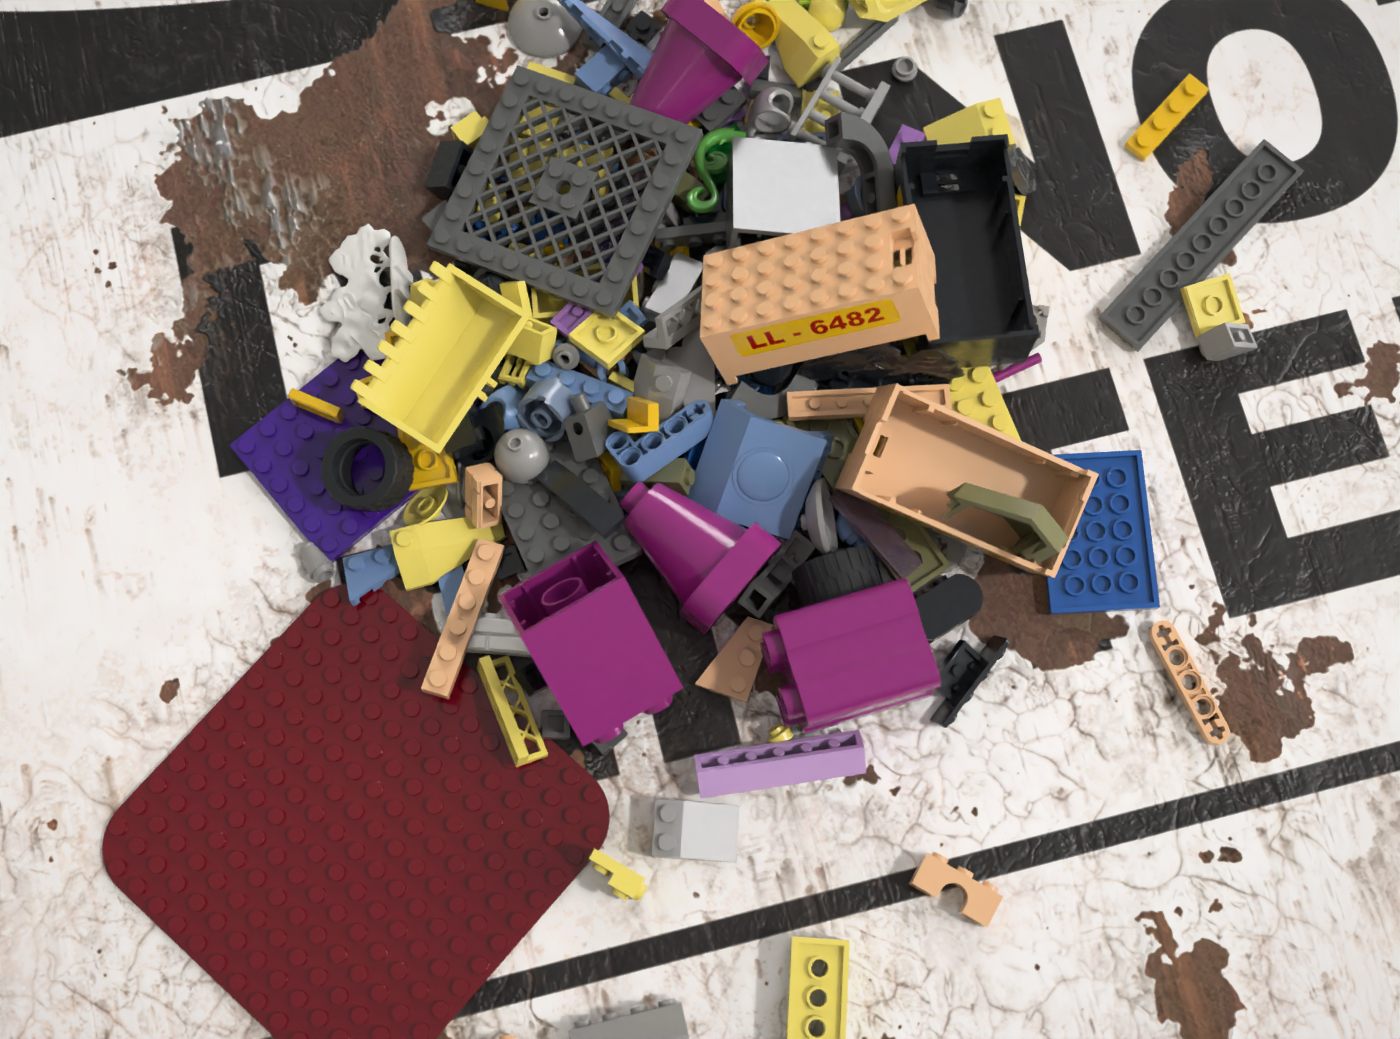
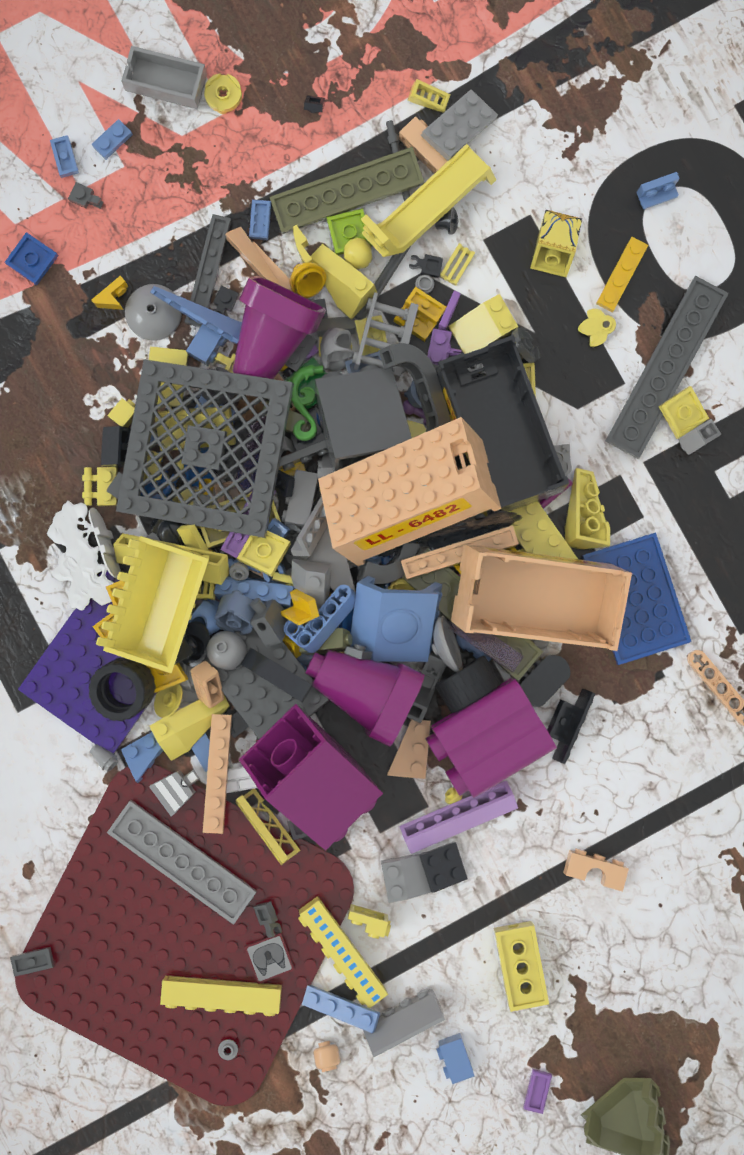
camera: 15 degrees left, 10 degrees up
(135, 812) = (32, 961): none -> dark grey plate
(316, 406) = (71, 649): yellow tile -> none
(378, 1012) = (232, 1045): none -> light grey plate
(381, 728) = (182, 862): none -> light grey plate
(382, 927) = (221, 994): none -> light yellow brick
(399, 627) = (175, 790): none -> torso
(415, 229) = (104, 478): none -> light yellow plate
(464, 893) = (269, 958): none -> tile
(475, 833) = (266, 916): none -> dark grey plate
(545, 992) = (341, 1008): none -> medium blue plate
(569, 912) = (343, 952): none -> light yellow brick
(700, 495) = (358, 651): none -> dark grey plate
(741, 829) = (443, 867): none -> black plate
(898, 107) = (427, 314): none -> yellow slope
(916, 47) = (430, 265): none -> black plate
(929, 107) = (449, 310): none -> medium lavender tile
(966, 42) = (464, 251): none -> light yellow tile
(1037, 529) = (580, 613): olive panel -> none
(1049, 409) = (585, 516): none -> light yellow wedge
(1088, 58) = (556, 243): none -> light yellow slope
(1116, 173) = (594, 327): none -> light yellow plate
(1237, 24) = (658, 191): none -> medium blue bracket

